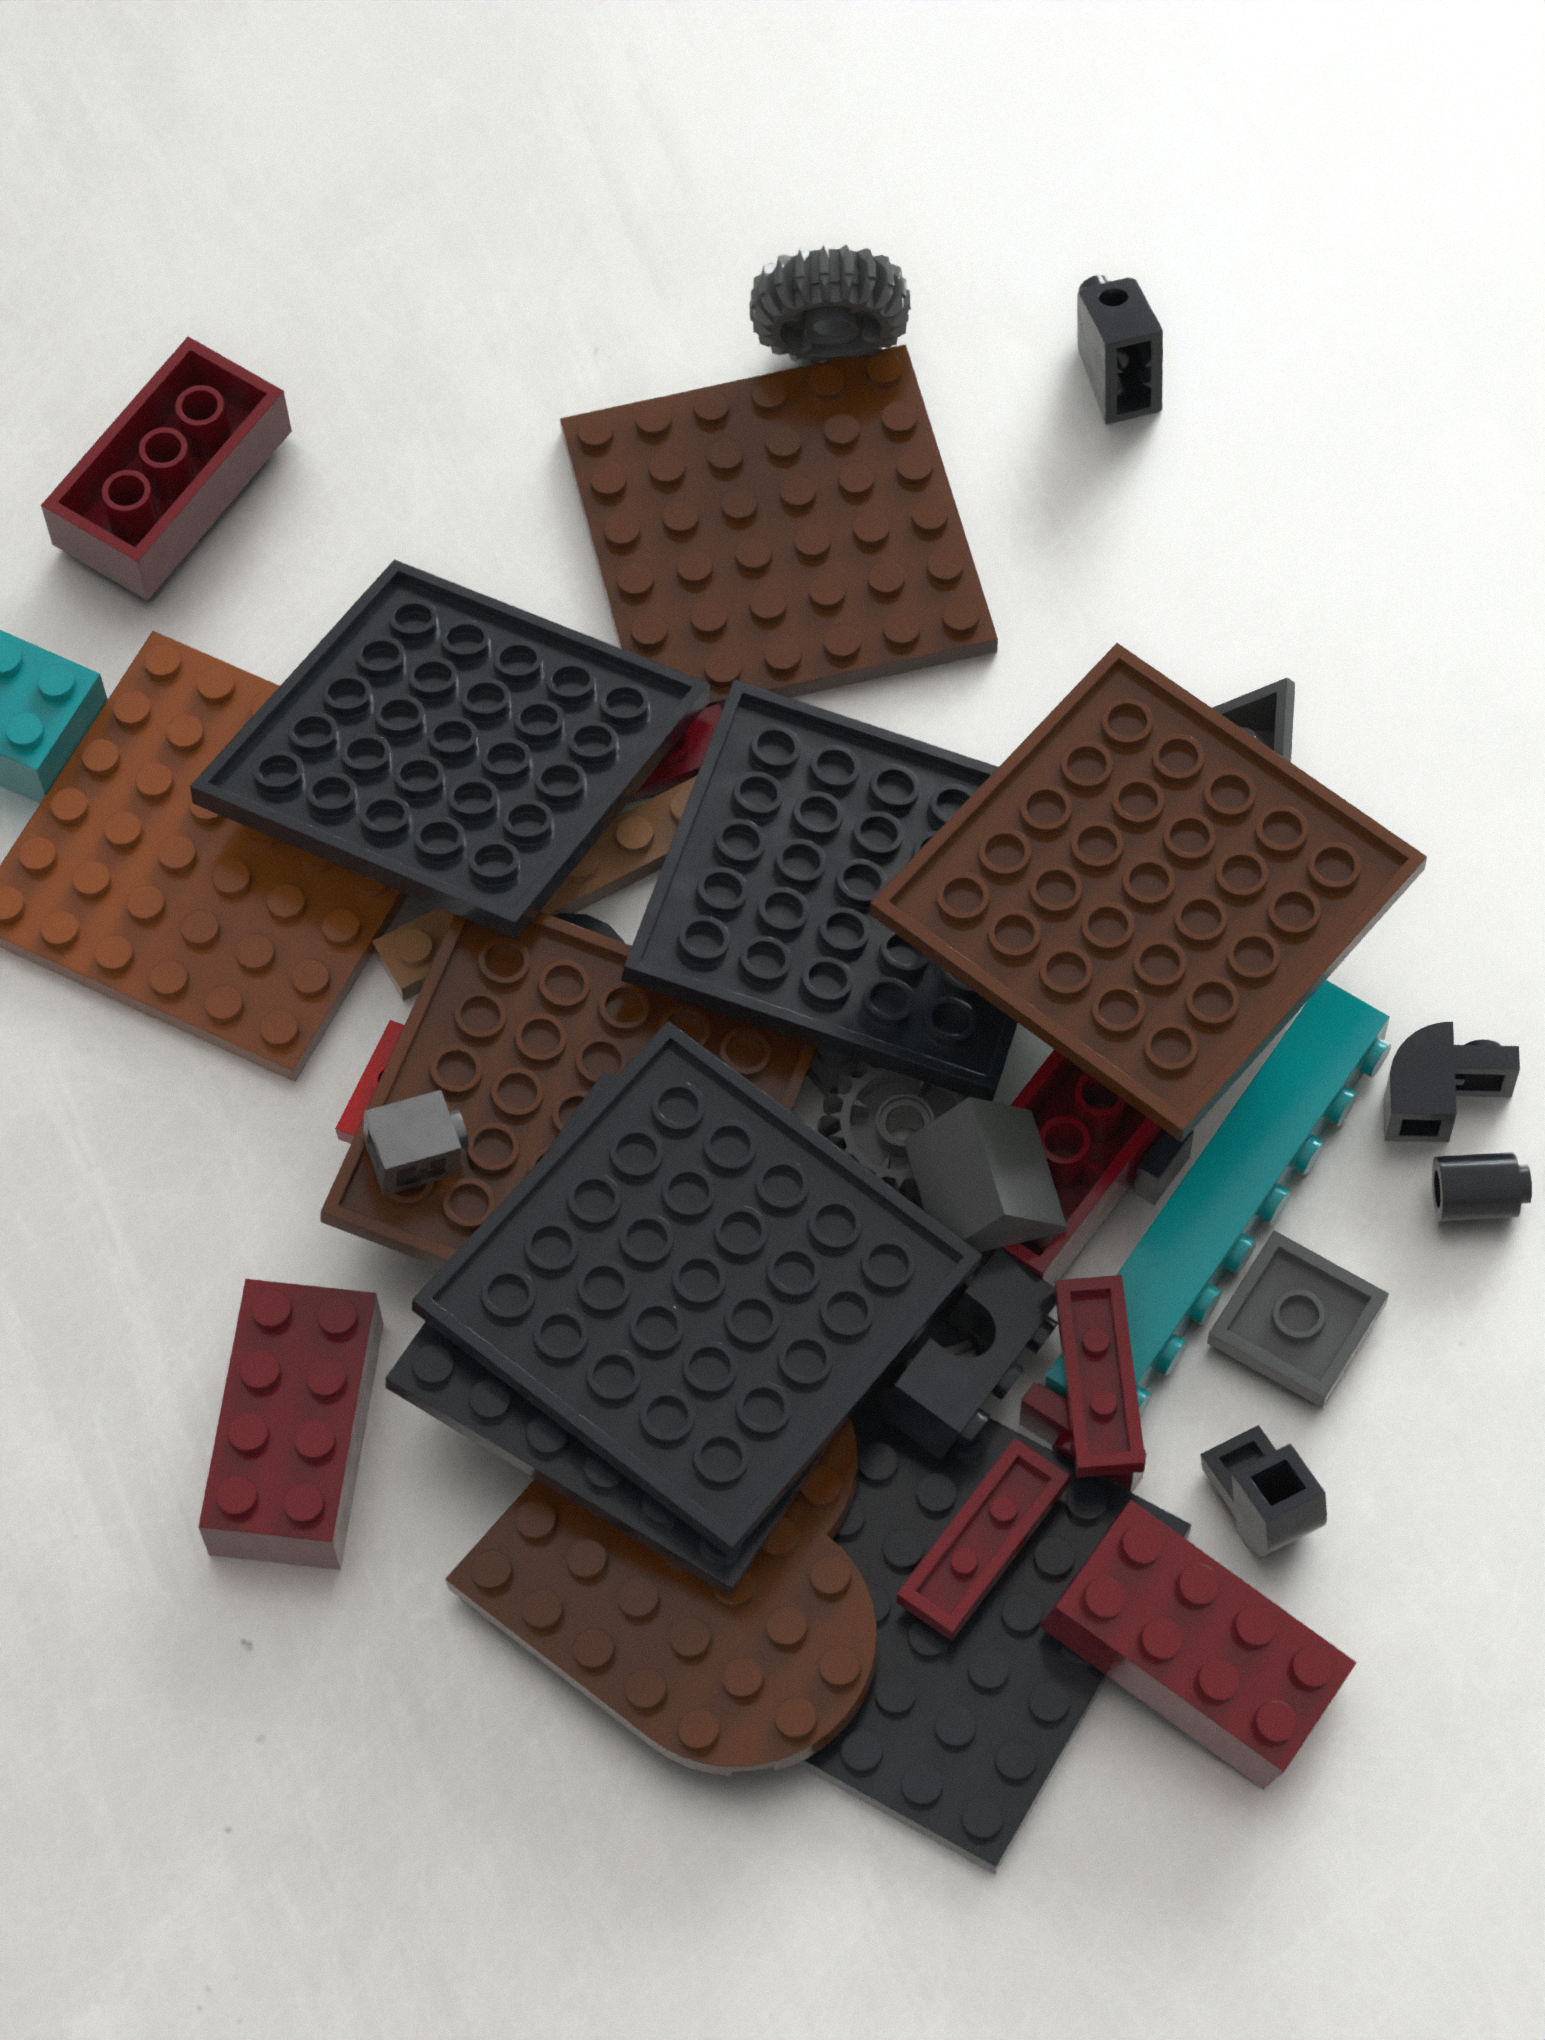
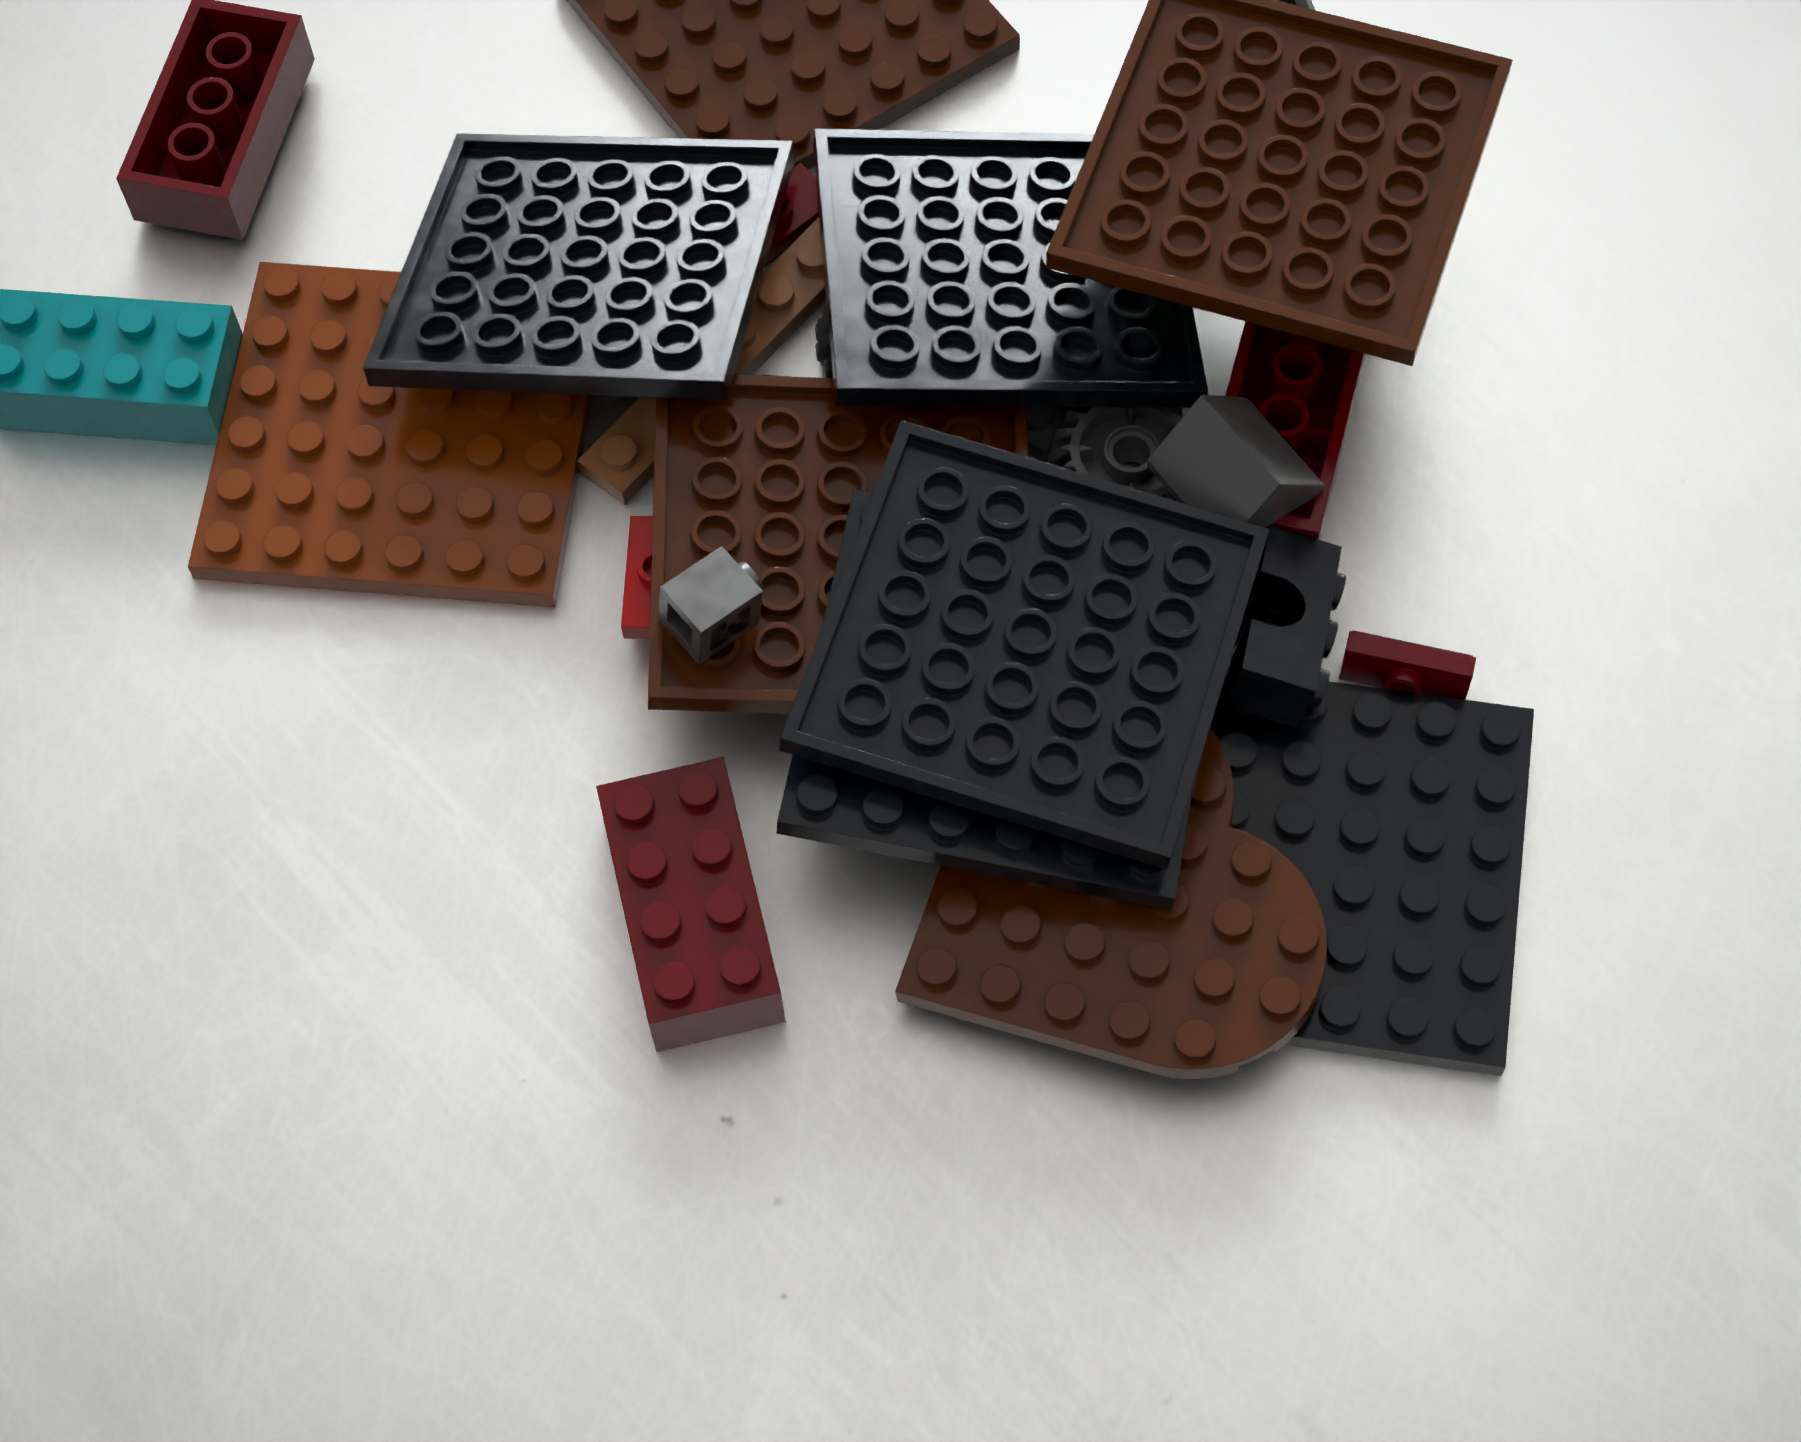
camera: 20 degrees left, 0 degrees up
(983, 1539) = (1368, 782): dark red plate -> none
(1099, 1376) = (1410, 603): dark red plate -> none
(1161, 1165) = (1365, 412): black tile -> none
(1198, 1645) = (1599, 805): dark red brick -> none
(1243, 1178) = (1430, 445): teal brick -> none
(1266, 1490) = (1592, 658): black brick -> none
(1298, 1318) = (1542, 504): dark grey plate -> none
(1432, 1072) = (1562, 266): black brick -> none
(1479, 1186) = (1642, 343): black brick -> none

